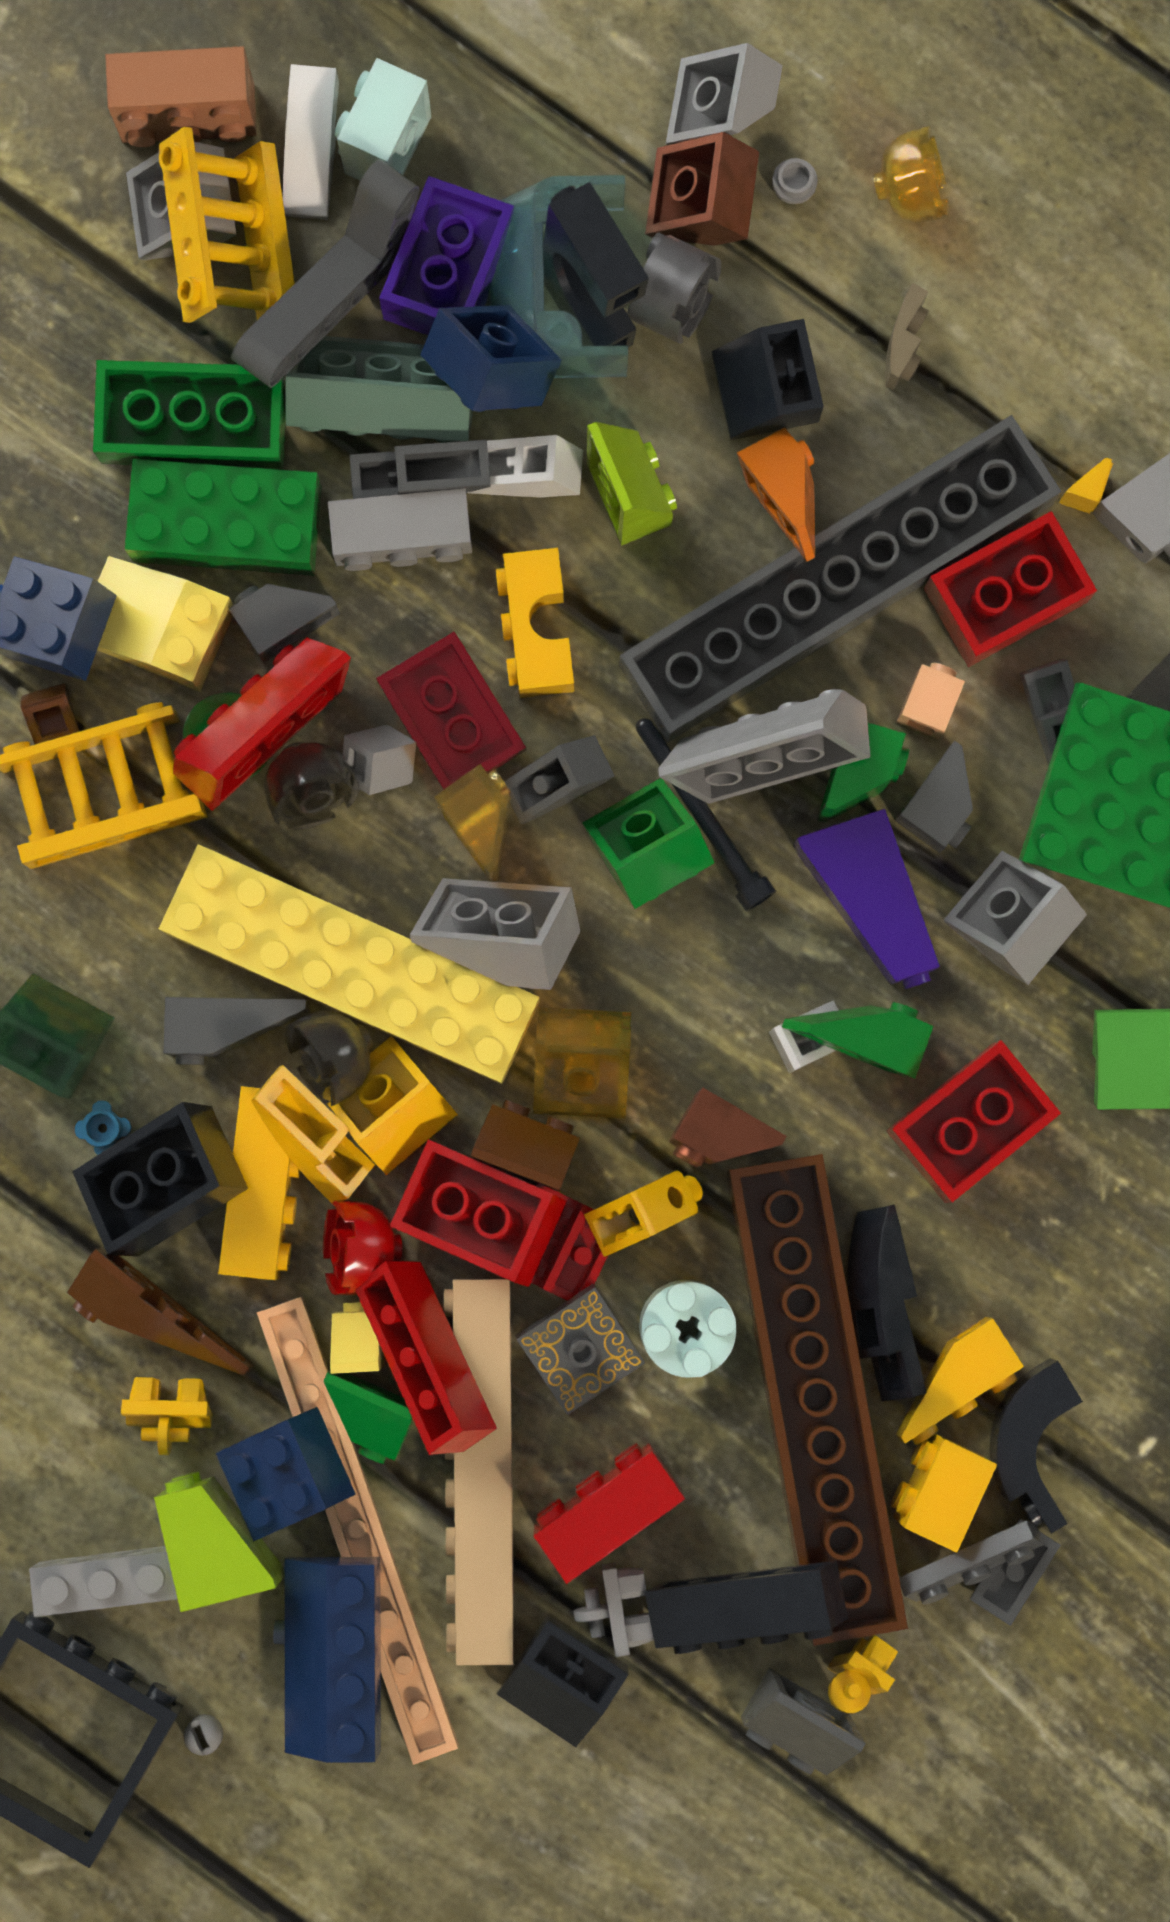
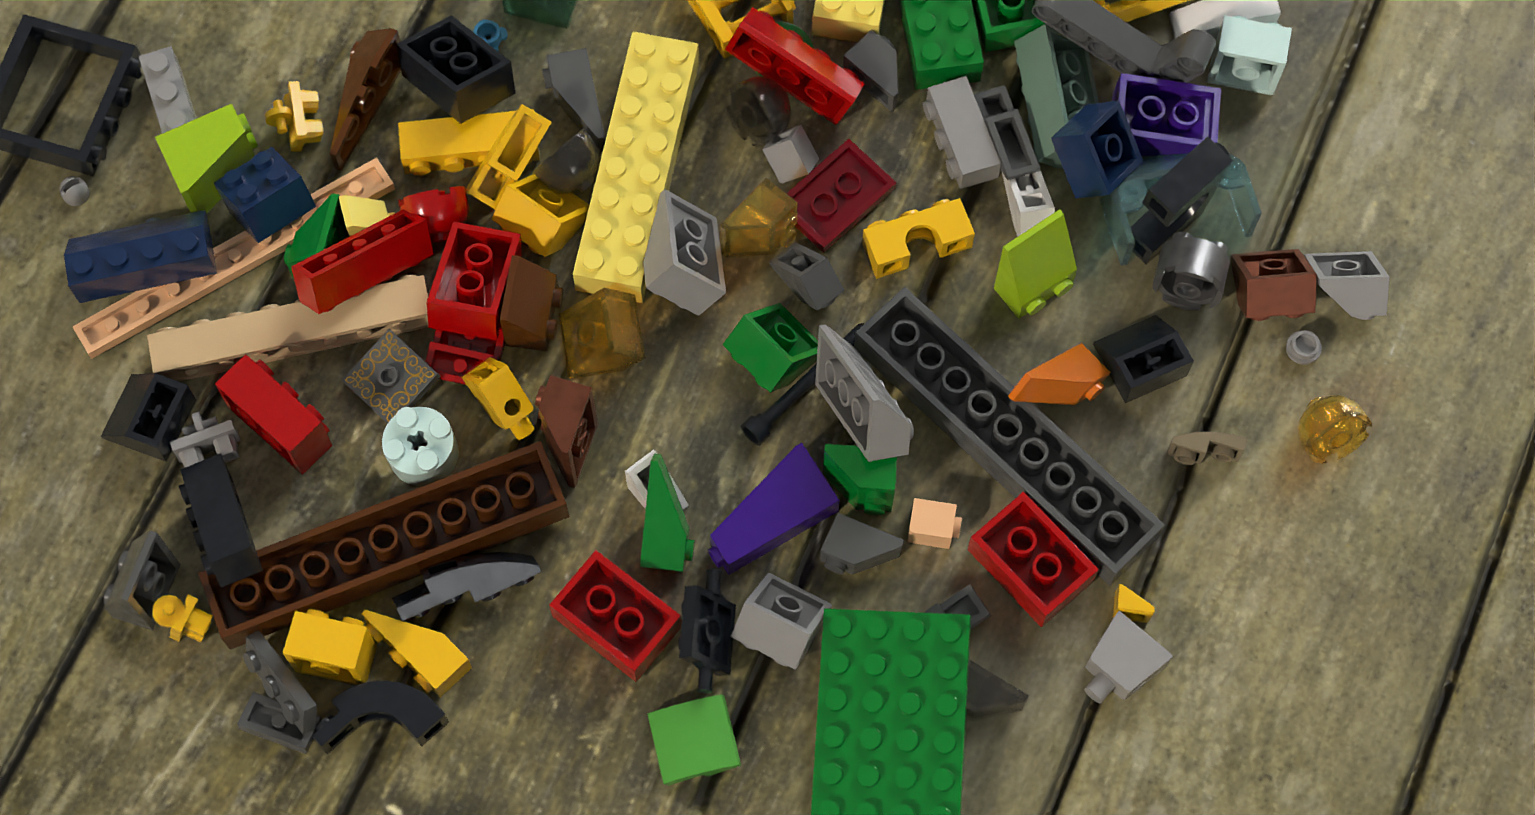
camera: 80 degrees right, 15 degrees down
(1019, 1012) = (707, 630): none -> black plate

